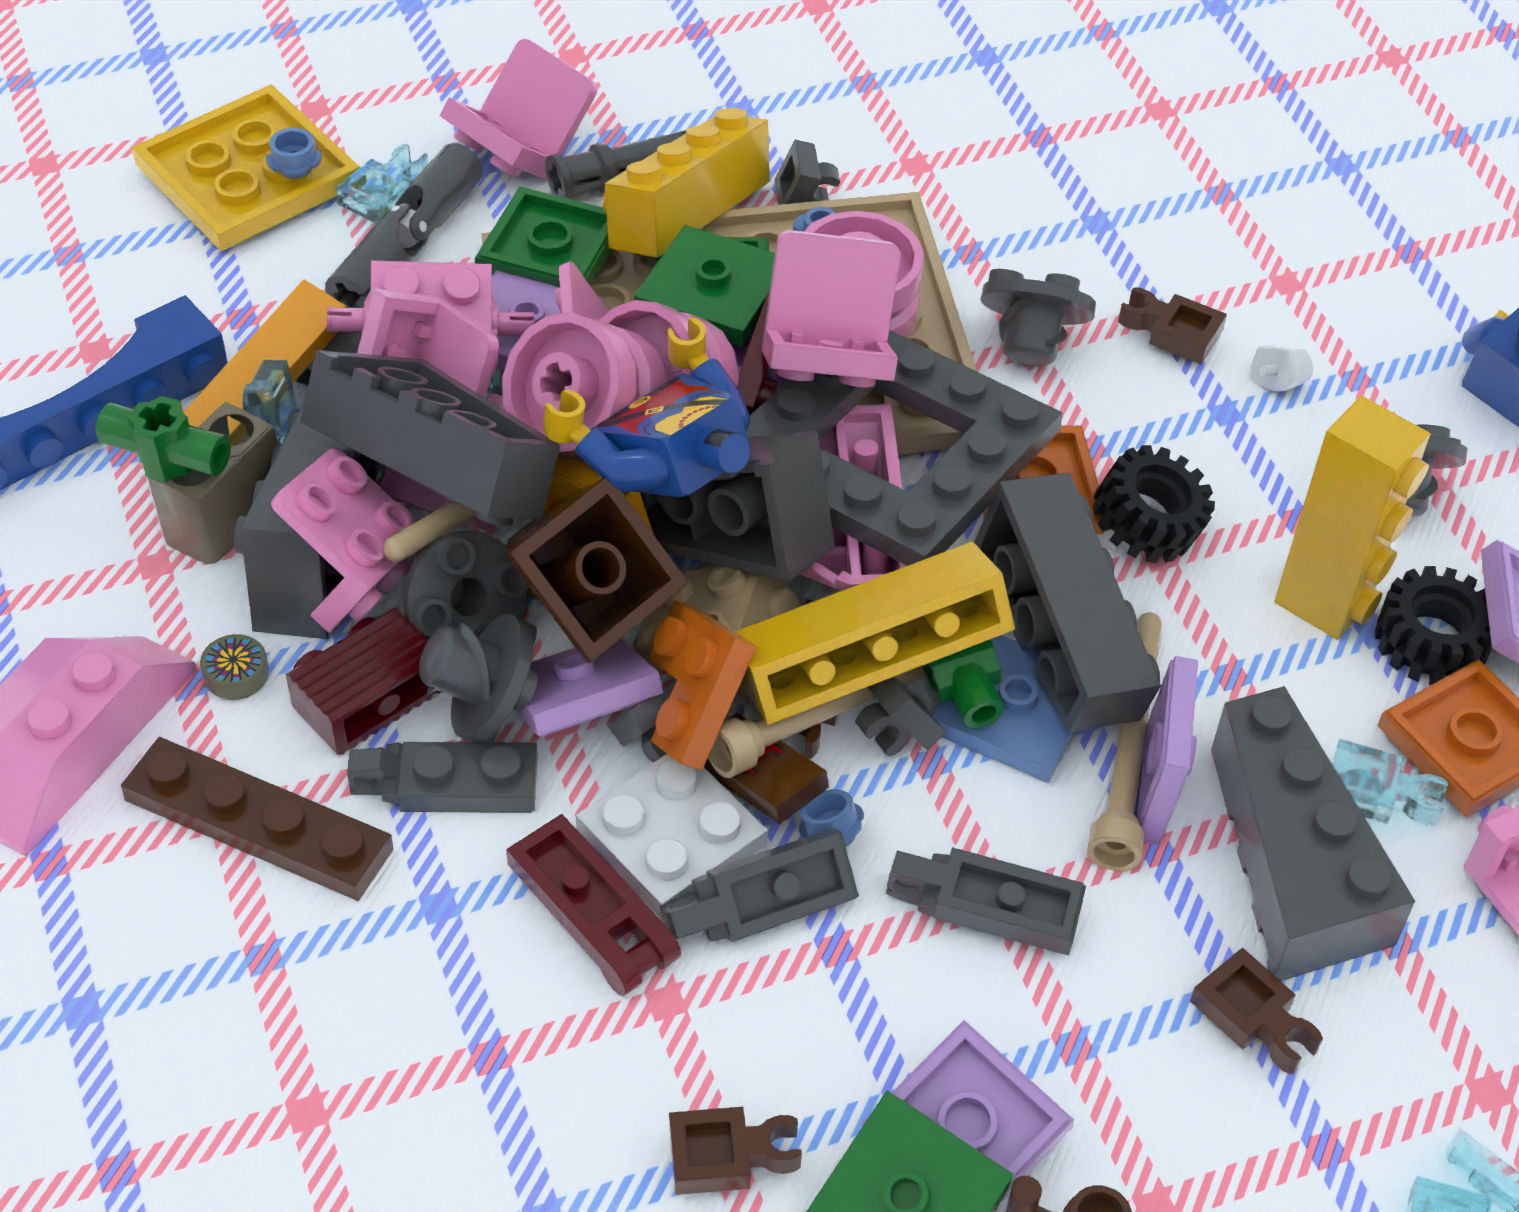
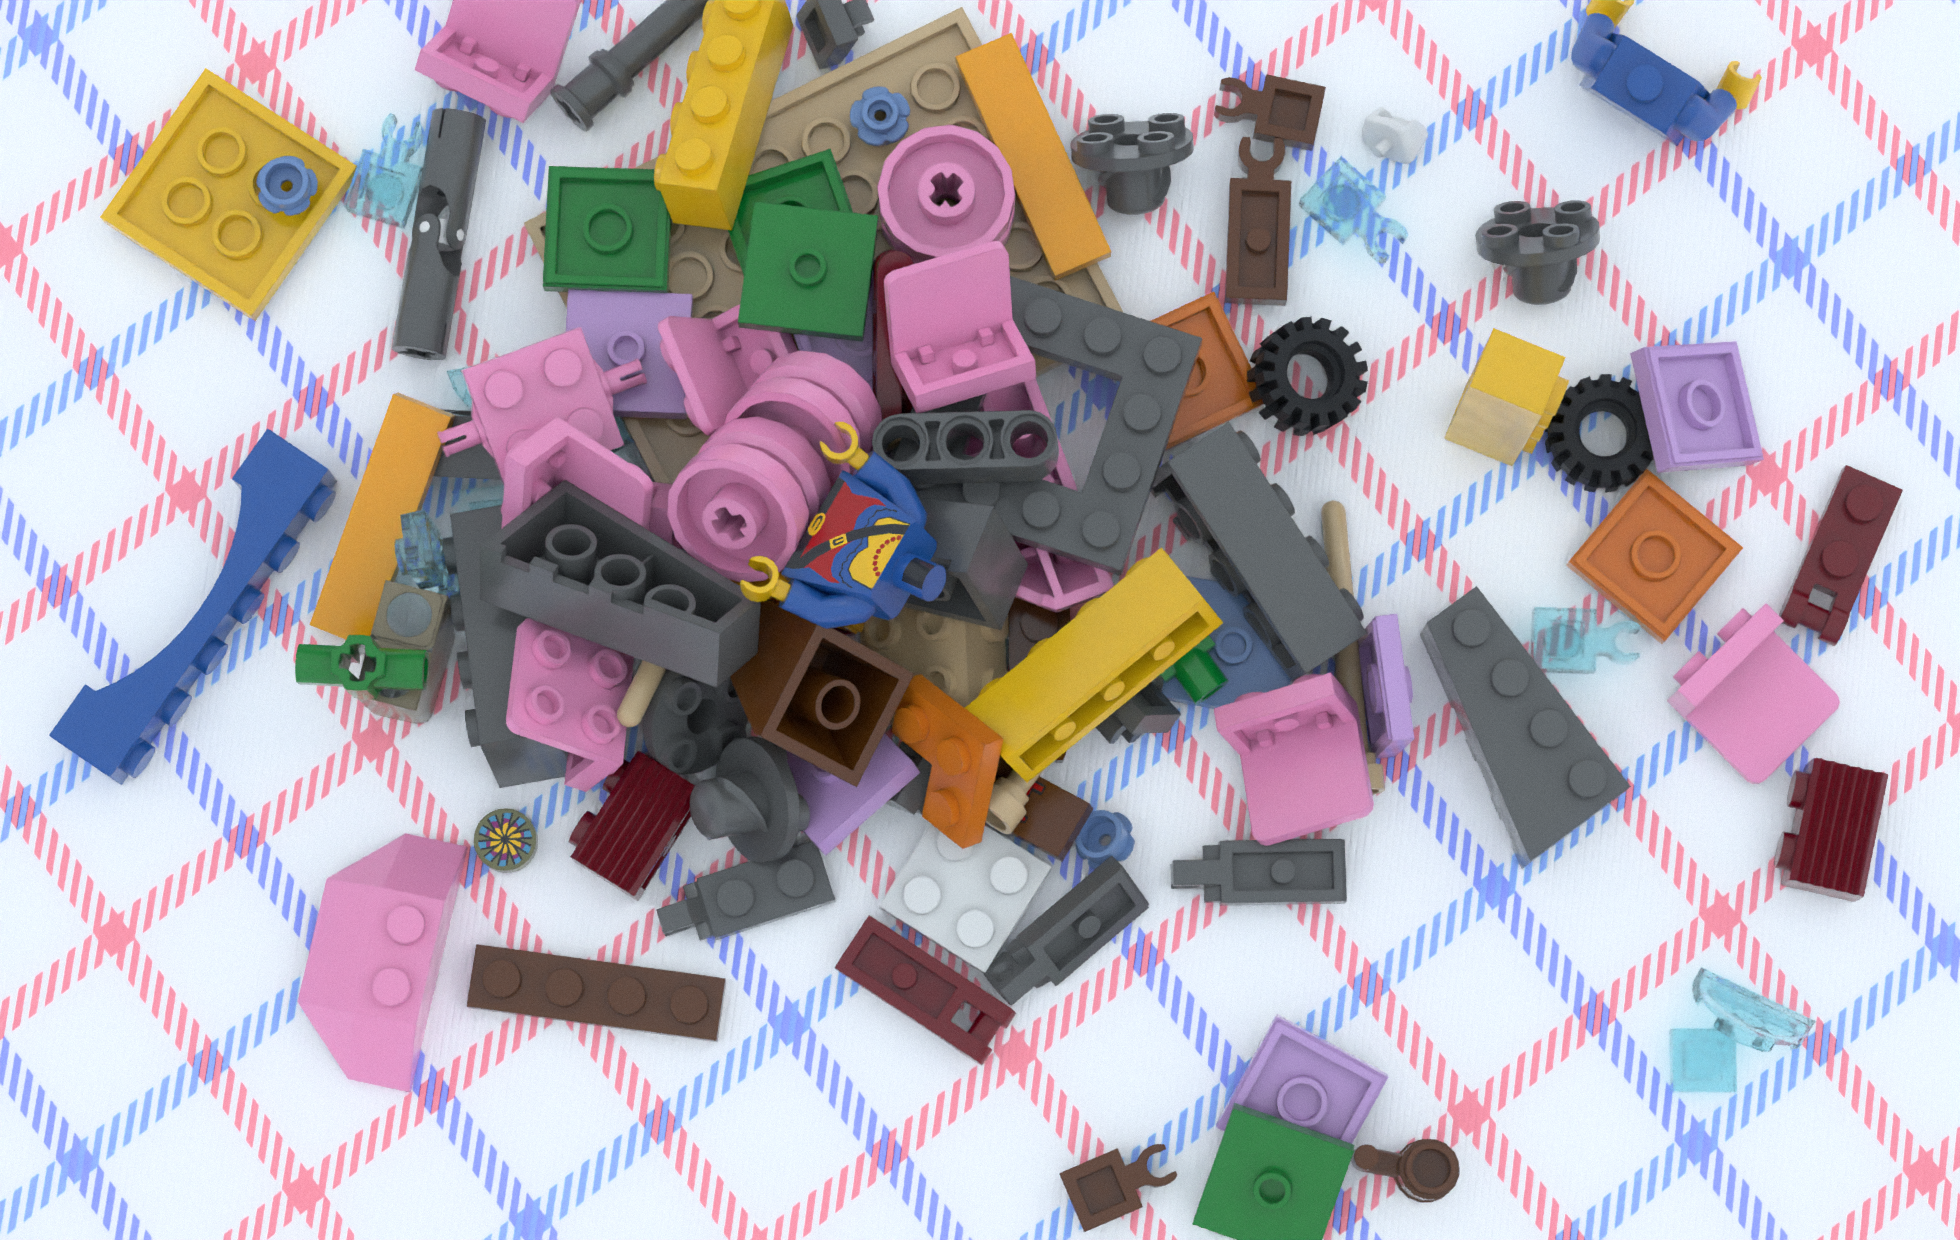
camera: 15 degrees left, 30 degrees up
(851, 413) = (993, 428): none -> dark grey beam
(948, 288) = (1038, 161): none -> light orange tile
(1058, 781) = (1299, 757): none -> bright pink bracket
(1135, 397) = (1258, 230): none -> reddish brown plate
(1228, 401) = (1347, 204): none -> clear light blue plate
(1255, 1004) = (1506, 908): reddish brown plate -> none

